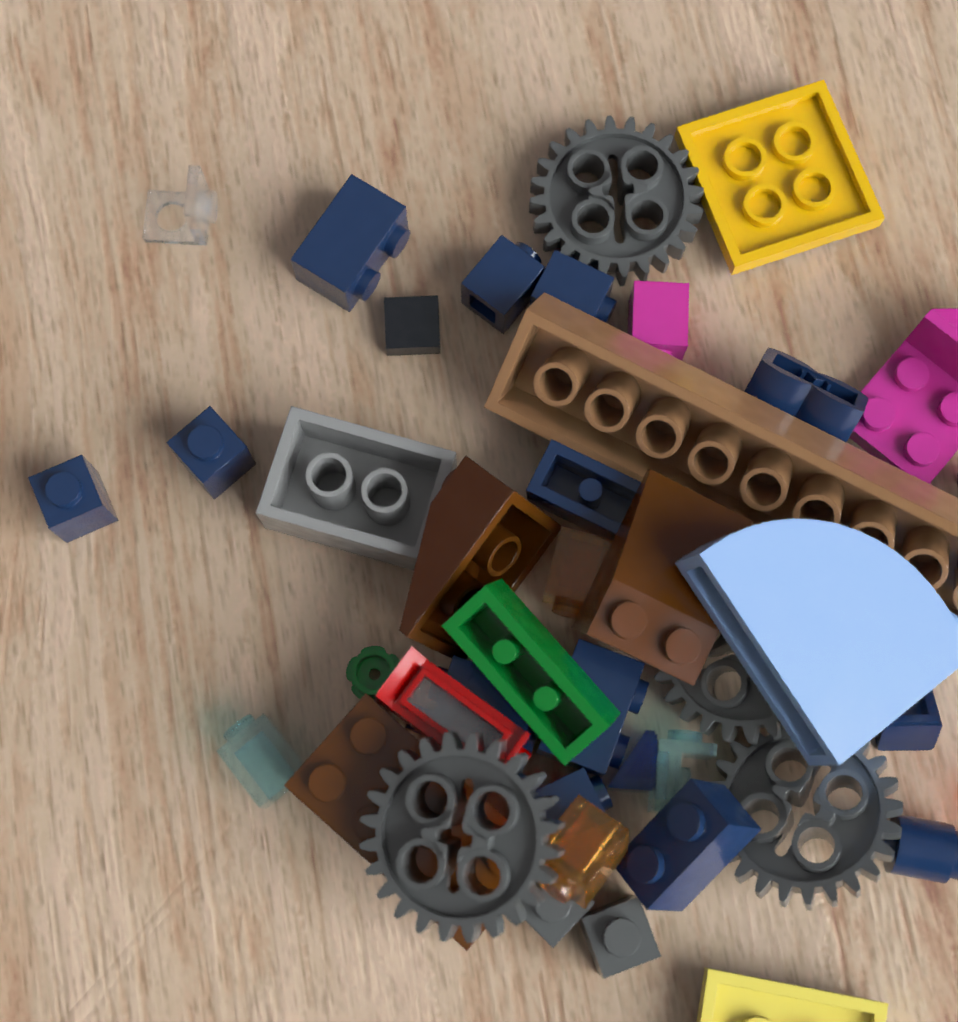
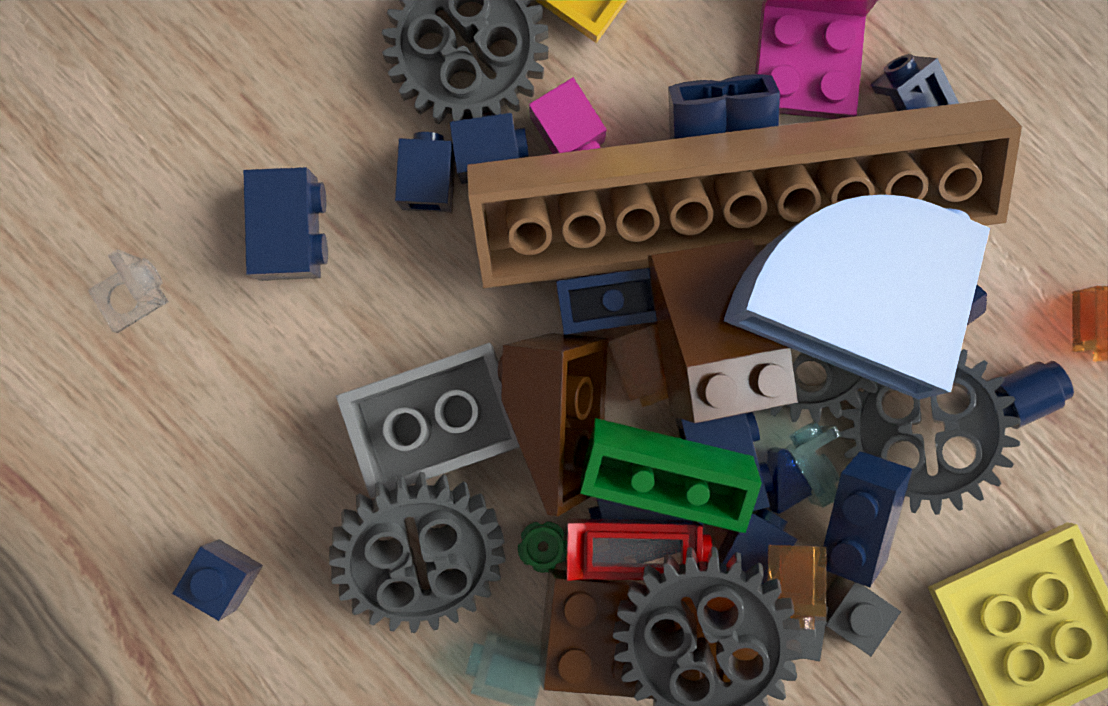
camera: 35 degrees left, 10 degrees up
(212, 452) = (297, 469): dark blue brick -> none
(212, 573) = (369, 565): none -> dark grey gear
(412, 325) = (377, 256): black tile -> none

